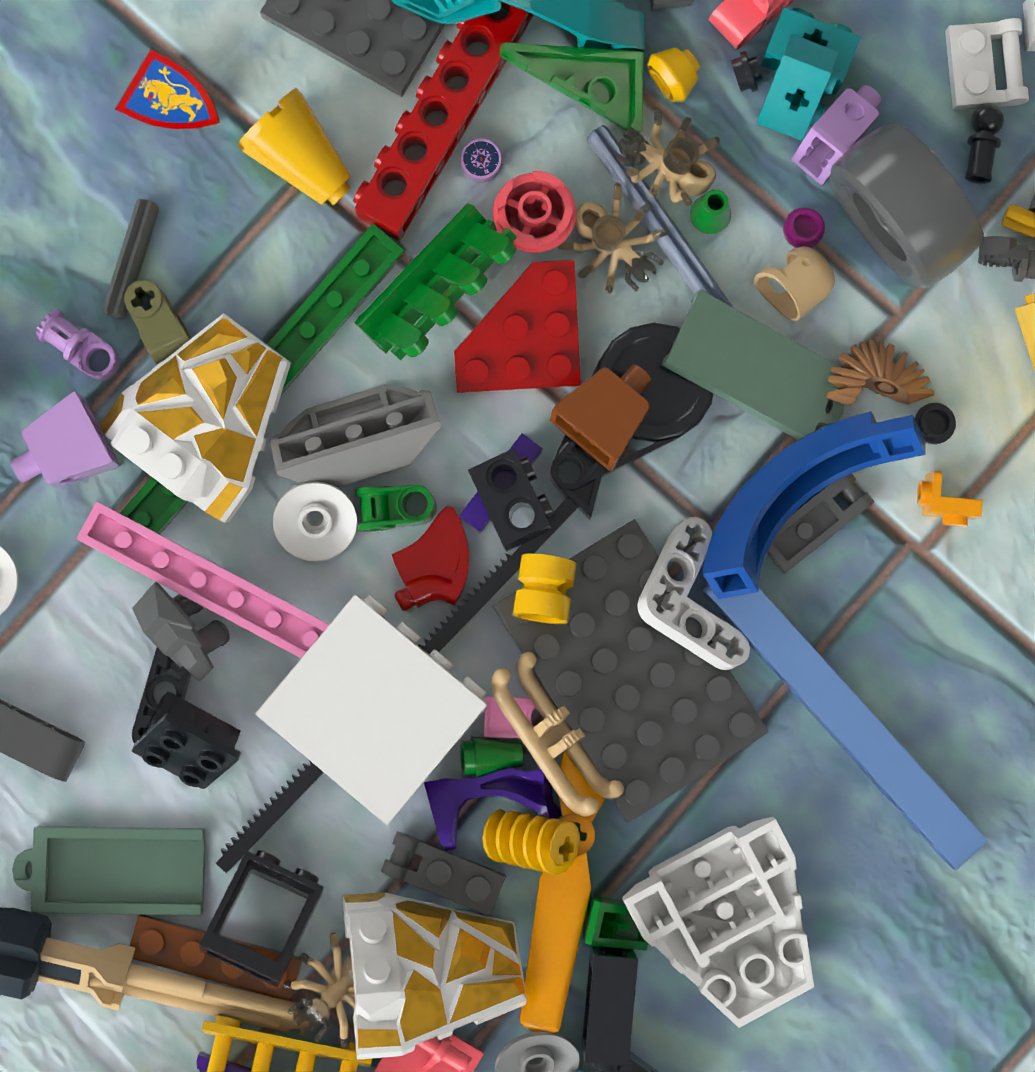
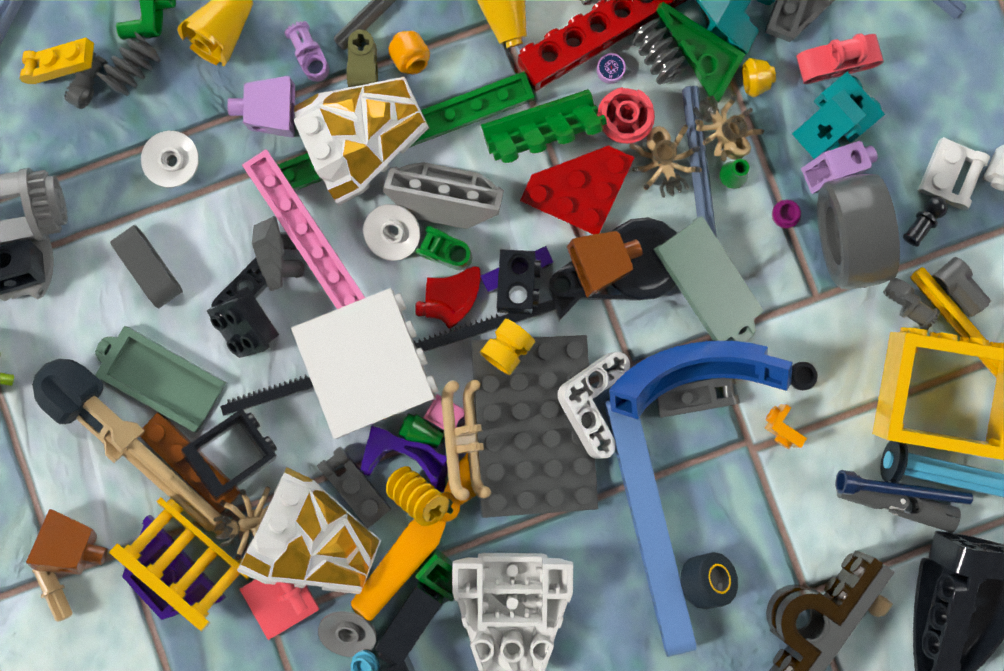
camera: 30 degrees right, 0 degrees up
(211, 277) = (409, 52): none -> light orange head
(531, 107) = (658, 52): none -> dark grey piece
(747, 72) = (803, 100): black plate -> none
(805, 278) = (771, 244): tan helmet -> none
(875, 370) = (783, 324): medium nougat hair -> none
(956, 746) = (709, 580): none -> black wheel

